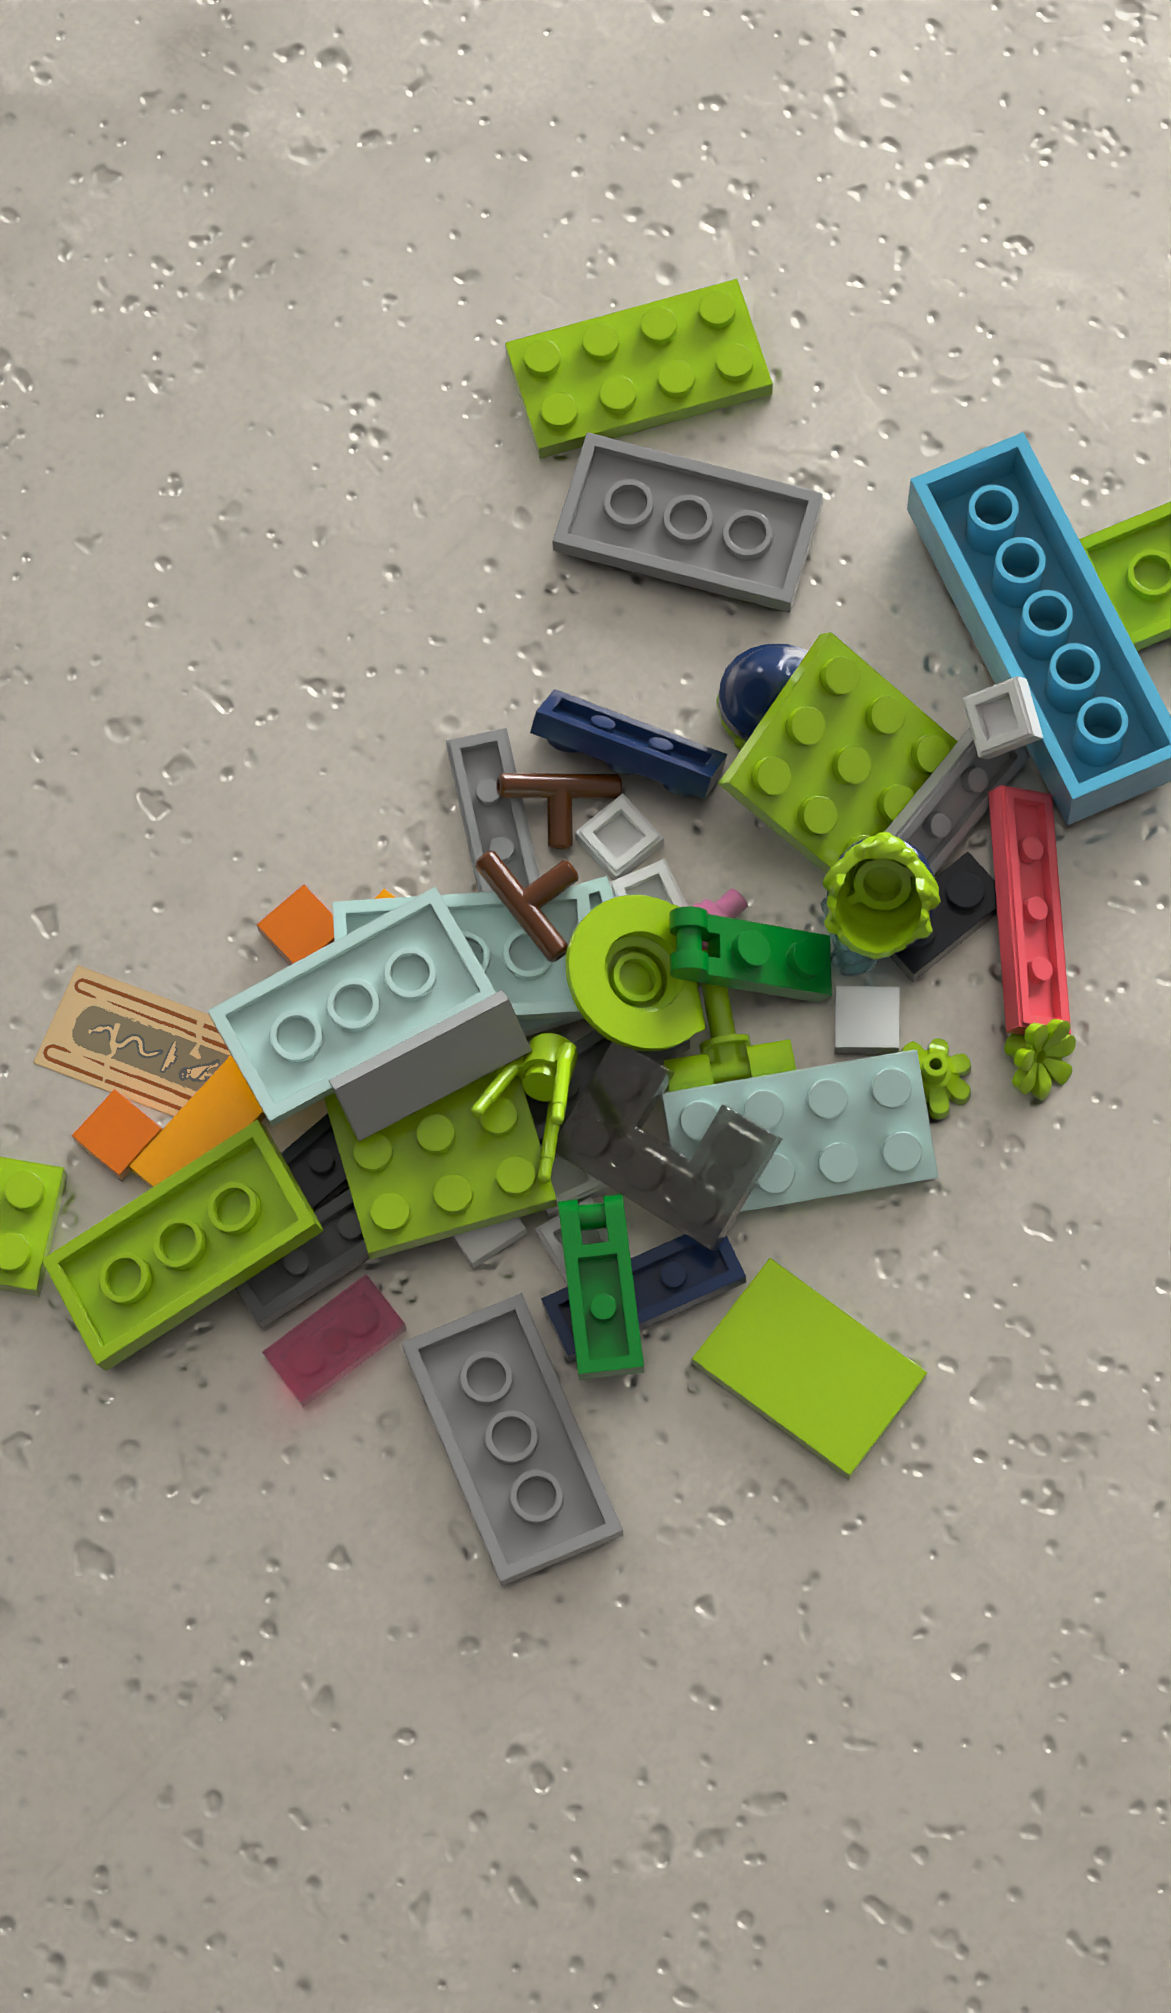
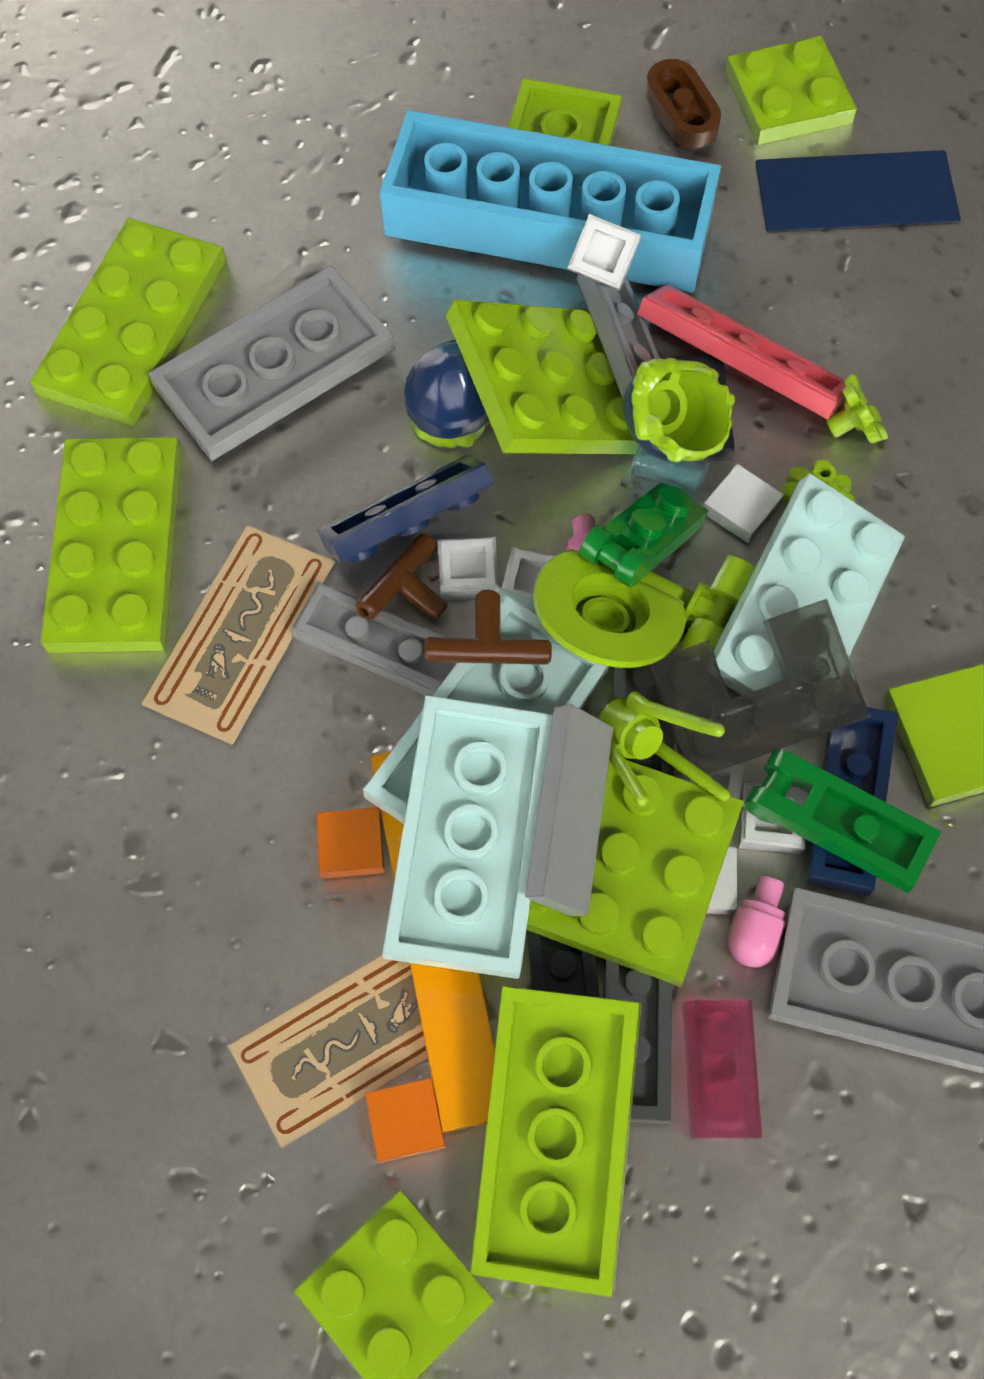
camera: 55 degrees left, 5 degrees down
(415, 536) = (112, 546): none -> lime plate
(416, 700) = (237, 635): none -> sticker
(472, 1289) = (758, 925): none -> bright pink cylinder

